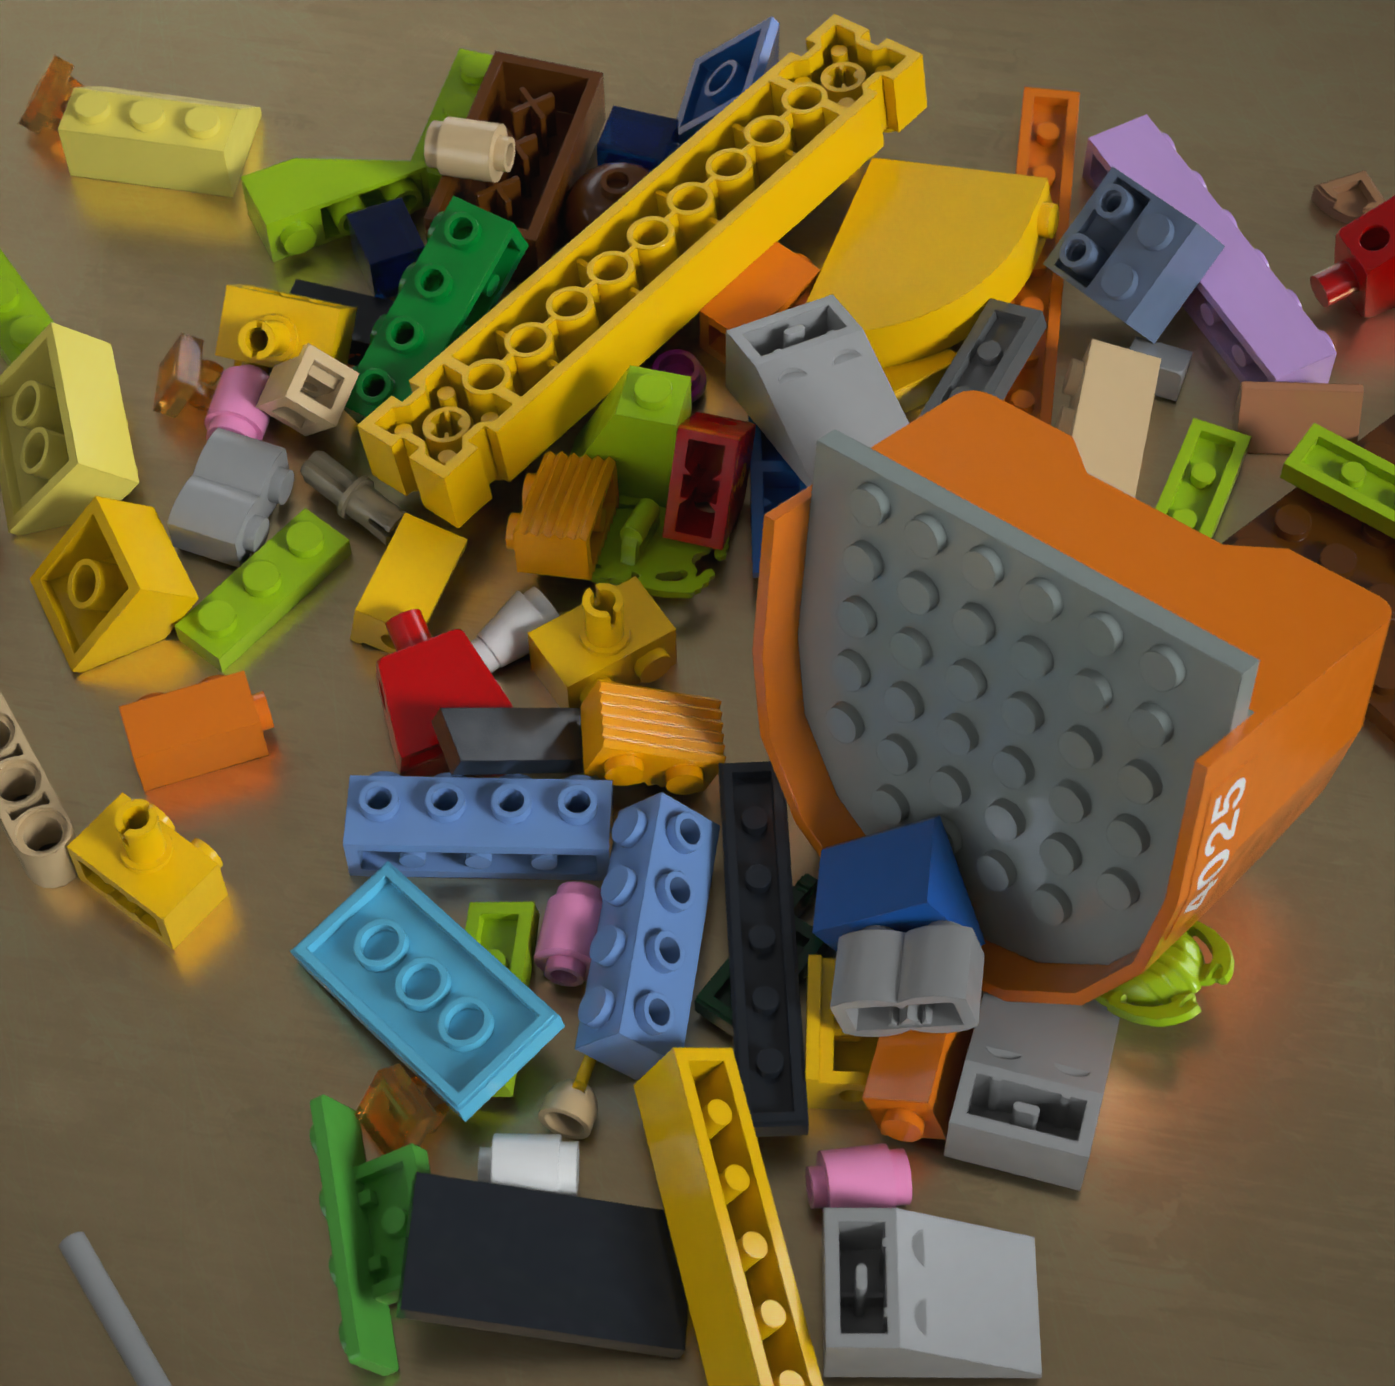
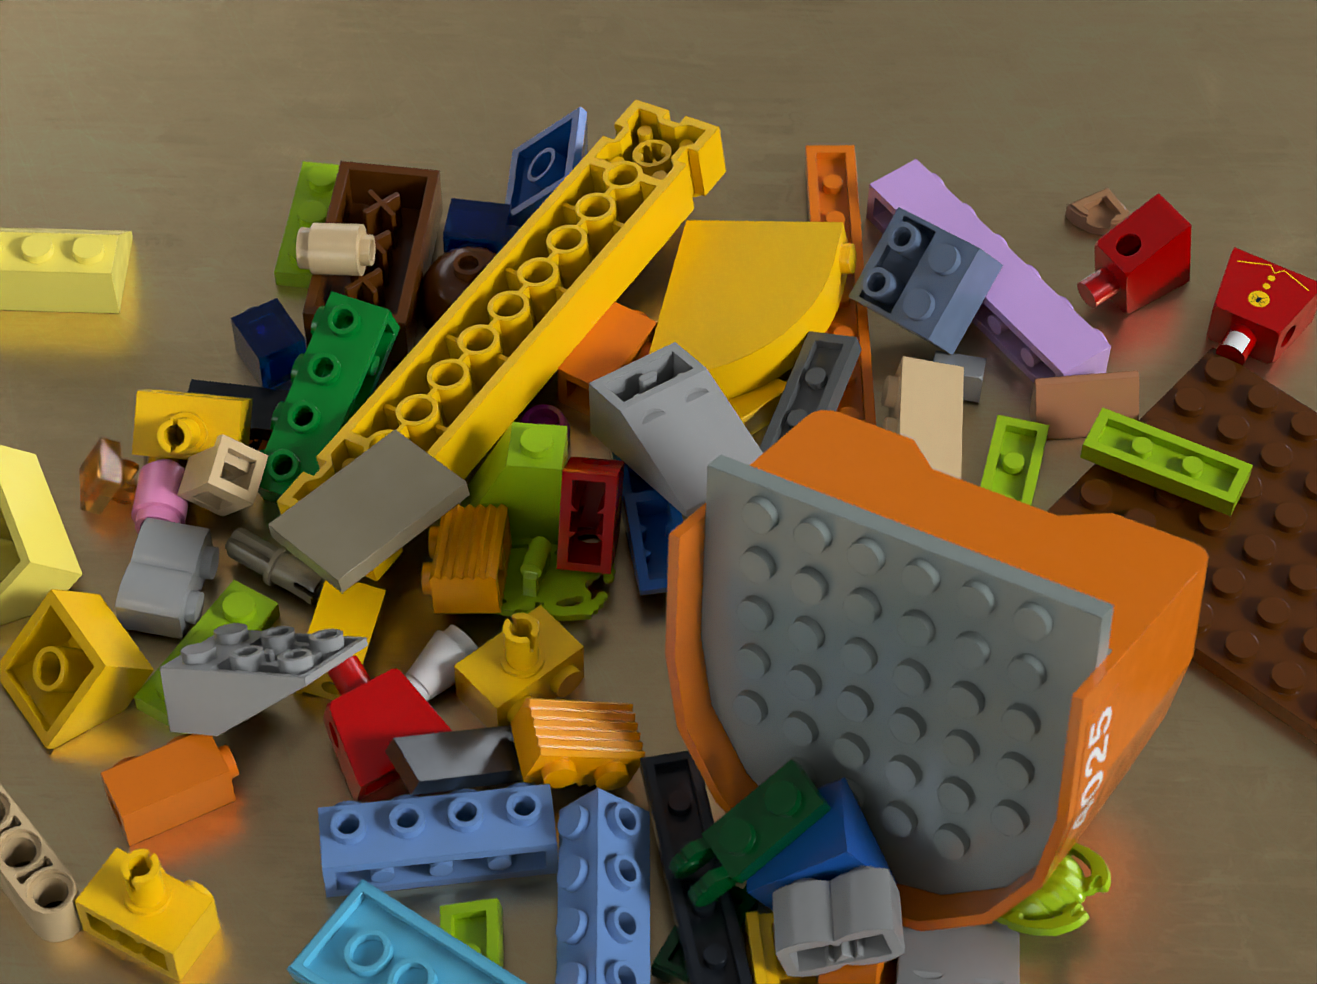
camera: 10 degrees left, 5 degrees down
(289, 613) = (246, 672): none -> light grey slope
(309, 198) = (196, 307): lime slope -> none
(453, 447) = (368, 510): none -> dark tan tile
(567, 933) = (532, 922): bright pink brick -> none
(825, 865) = (751, 833): none -> dark green hinge

